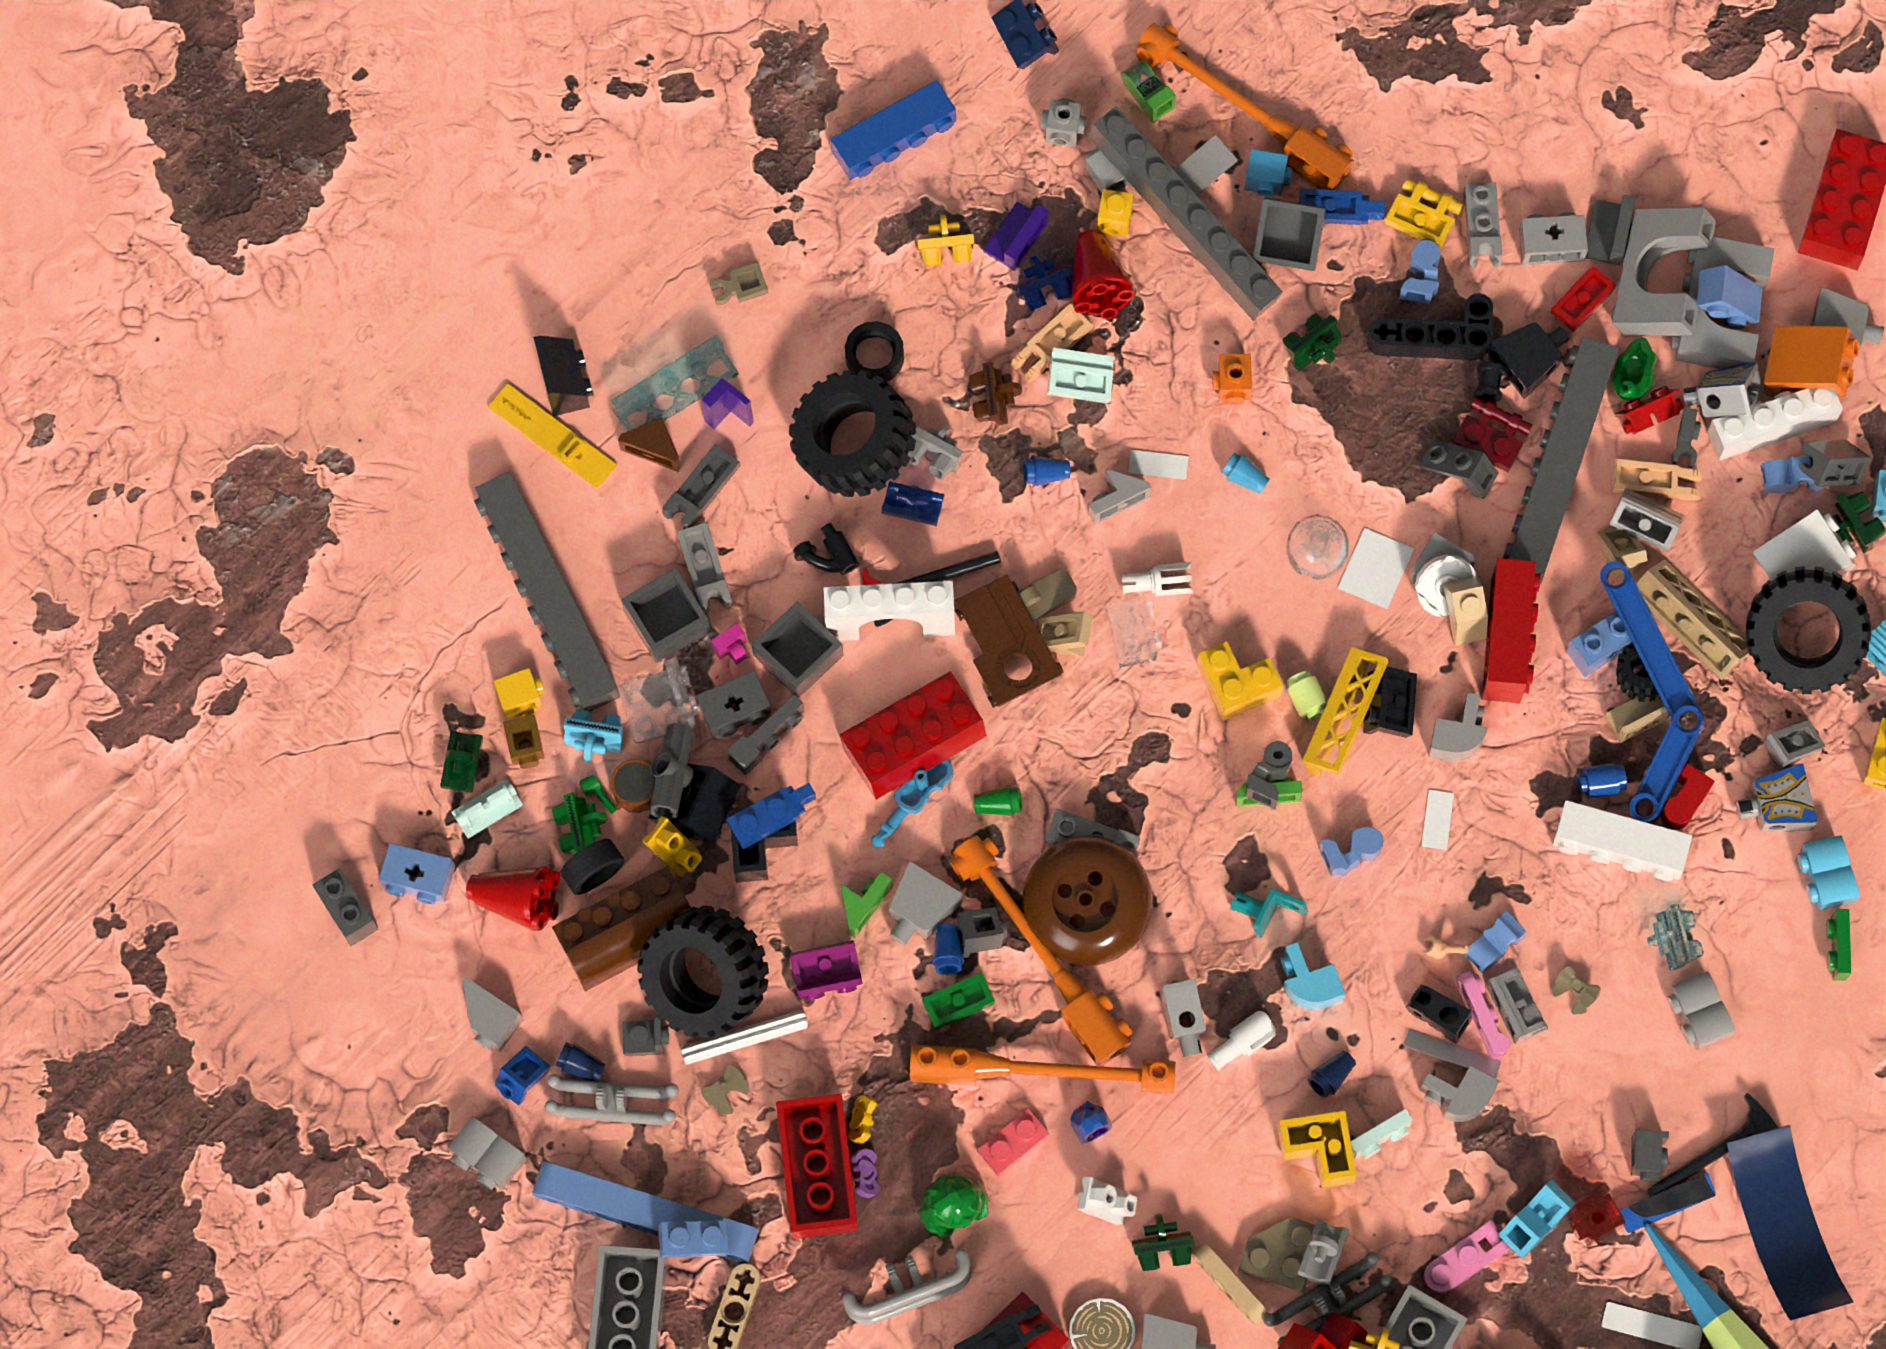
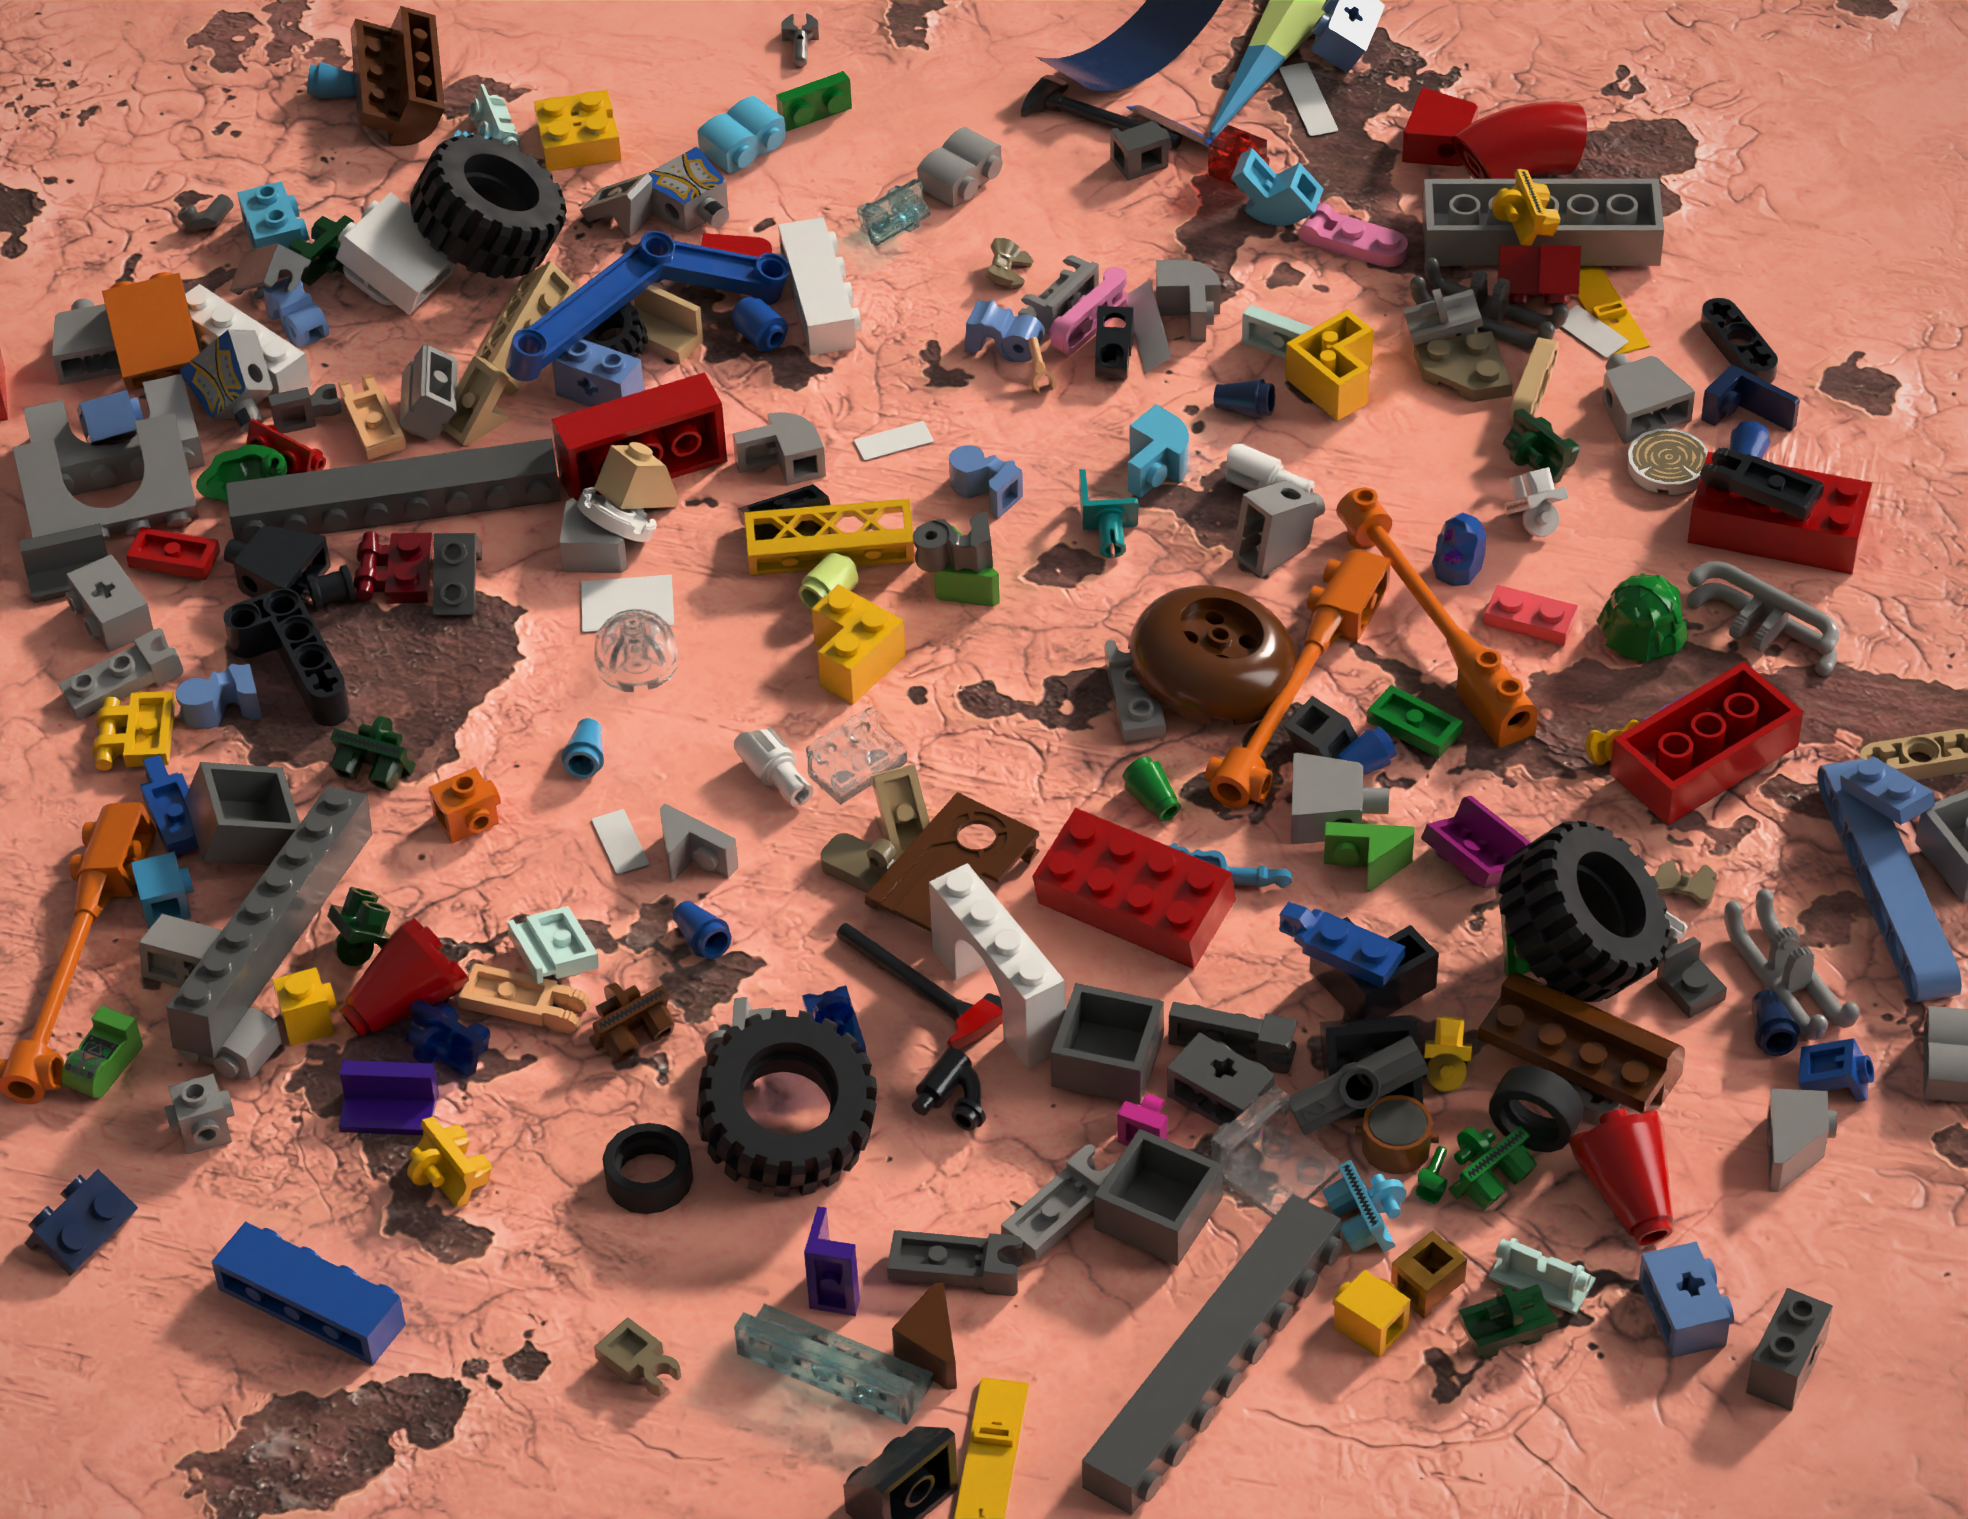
camera: 120 degrees left, 25 degrees down
(1158, 268) = (360, 926): none -> dark green hips

